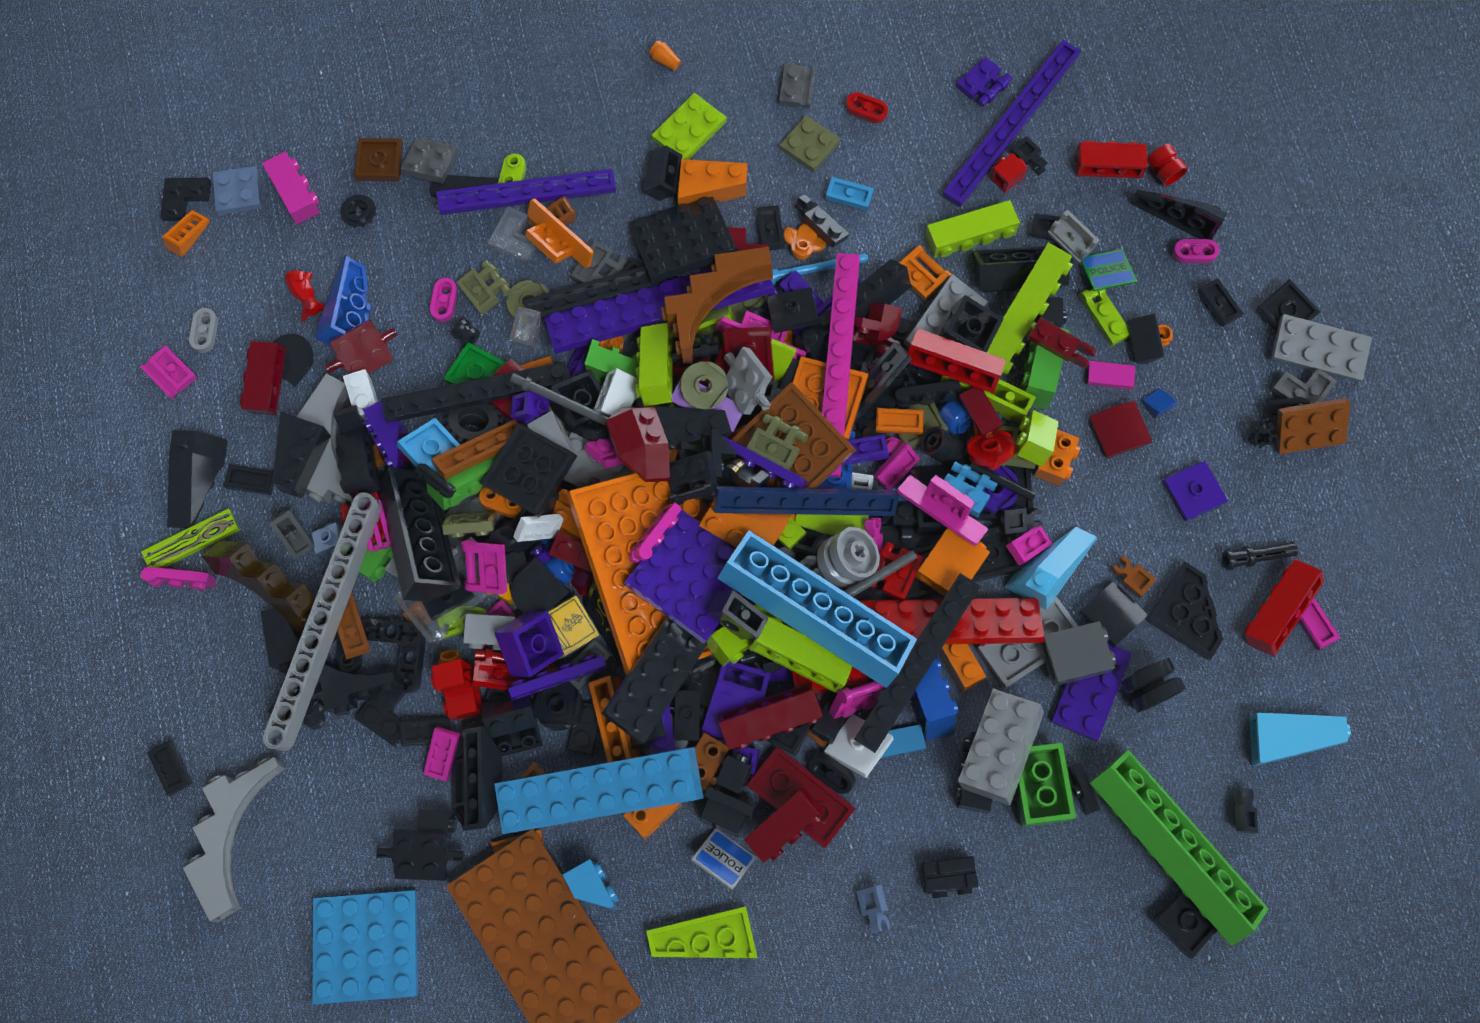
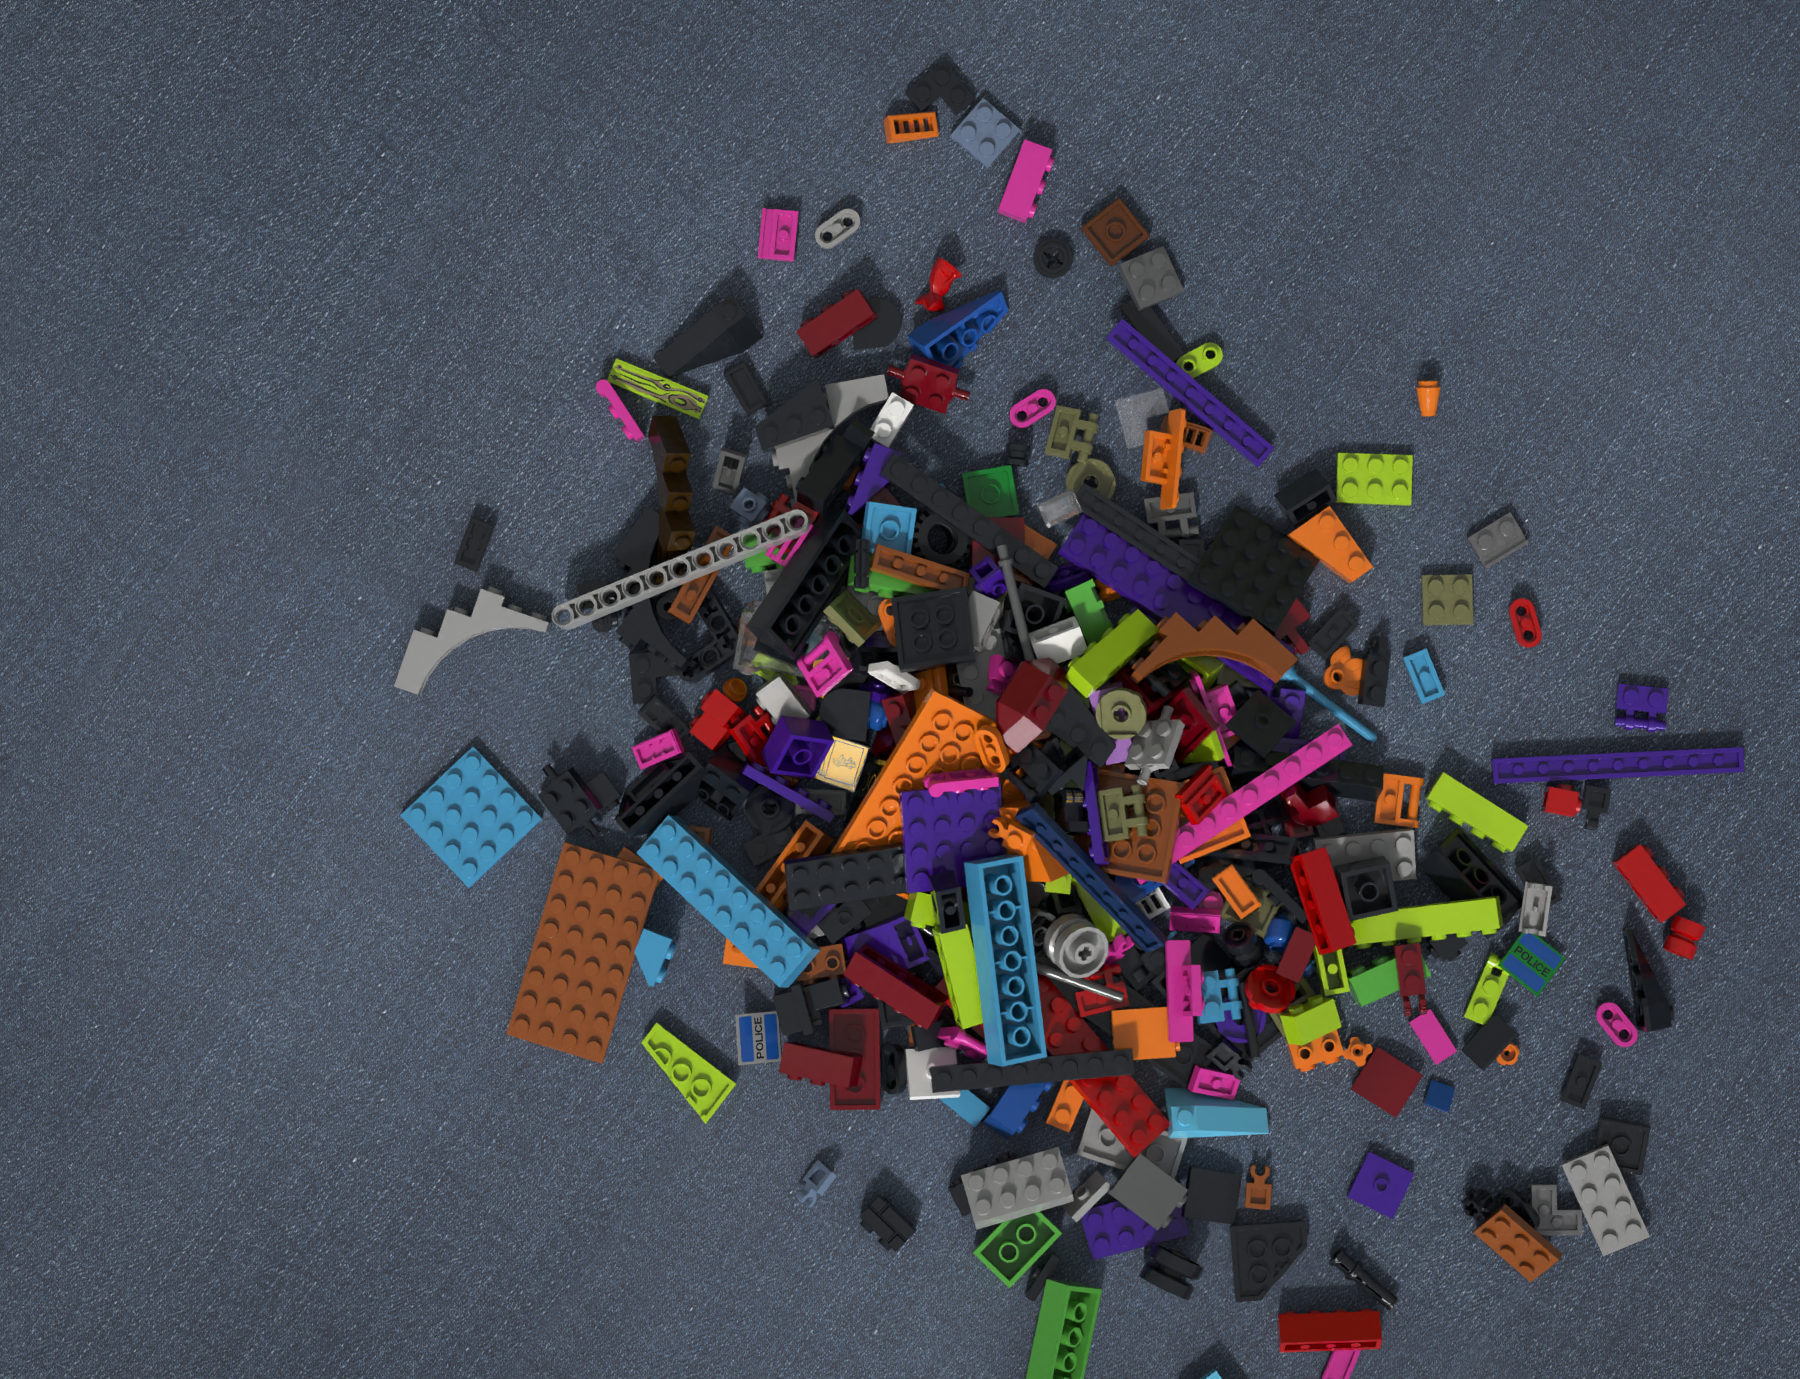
camera: 50 degrees right, 15 degrees up
(649, 490) = (989, 745): none -> orange plate
(730, 525) = (1015, 836): none -> orange plate
(810, 379) = (1201, 795): none -> red plate
(1043, 693) = (1087, 1196): none -> light grey plate
(1086, 426) = (1365, 1049): none -> orange plate

